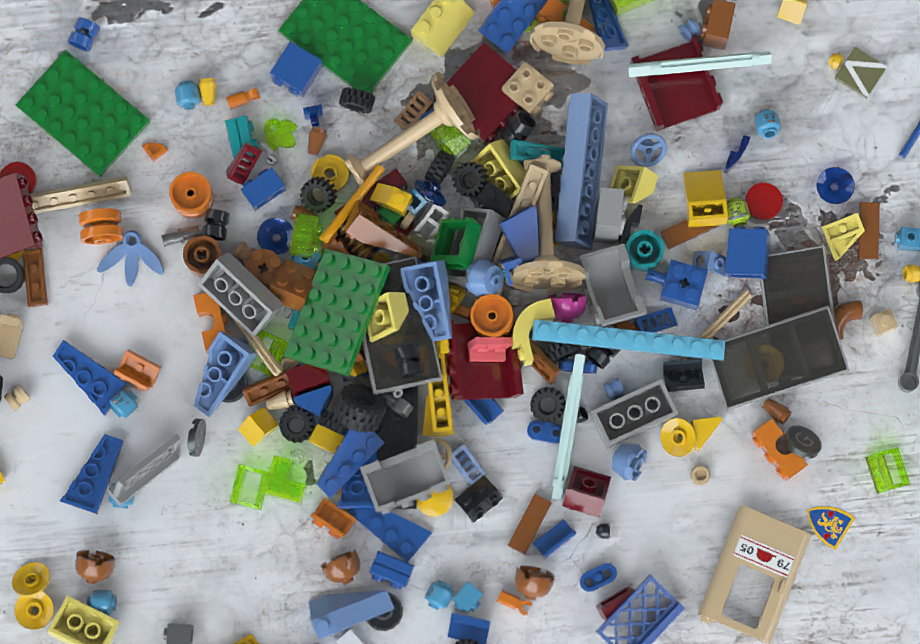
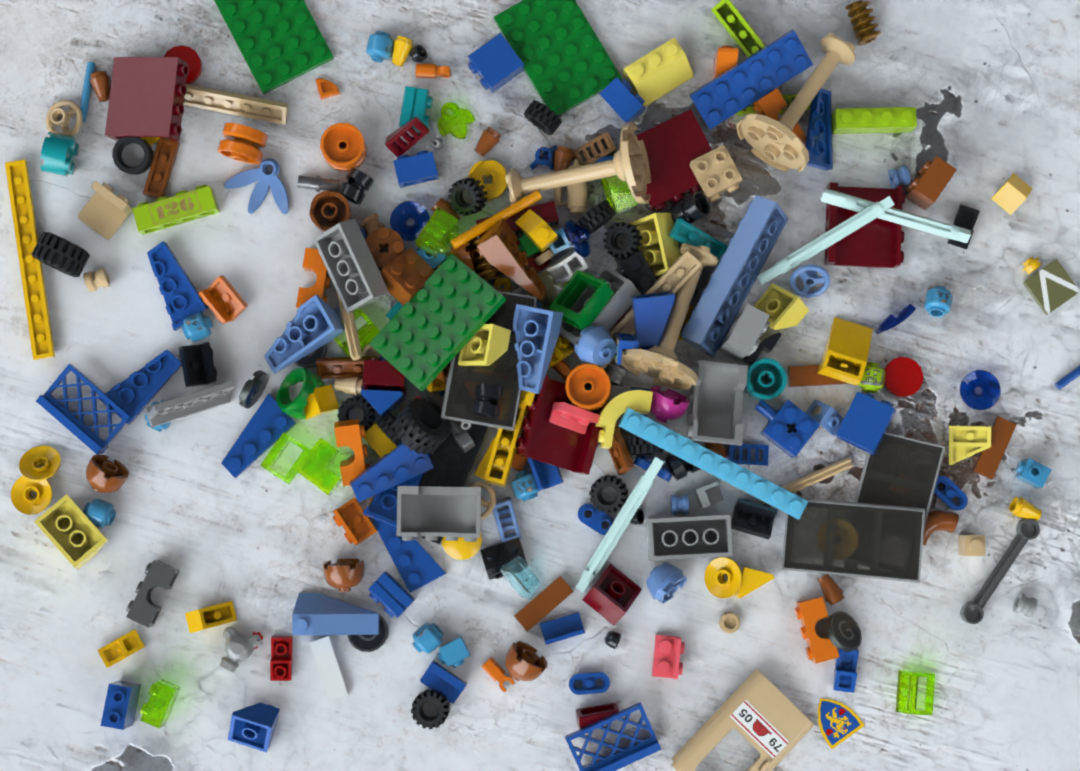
camera: 15 degrees right, 5 degrees up
(45, 531) = (75, 424): none -> blue fence
(63, 308) = (175, 210): none -> lime brick
(138, 436) = (198, 364): none -> black bracket
(216, 478) = (258, 436): none -> blue wing
(224, 88) = (418, 54): none -> black hinge
(242, 437) = (296, 407): none -> green piece
(299, 442) = (350, 434): none -> orange arch
(313, 113) = (495, 114): clear blue tile -> none
(374, 135) = (544, 160): none -> blue piece
(388, 128) = (562, 158): none -> dark orange cone
(414, 157) = (576, 196): none -> tan piece
(421, 58) = (622, 100): none -> blue brick
(457, 408) = (519, 462): none -> orange tile
(471, 427) = (525, 486): none -> dark azure head
(500, 508) = (521, 577): none -> clear light blue slope
(636, 370) = (709, 494): none -> light grey panel
(648, 108) = (826, 240): none -> light aqua piece
(657, 526) = (667, 656): none -> coral bracket
(763, 42) = (966, 219): none -> black slope
(818, 475) = (845, 671): none -> blue slope
(845, 285) = (949, 492): none -> blue plate

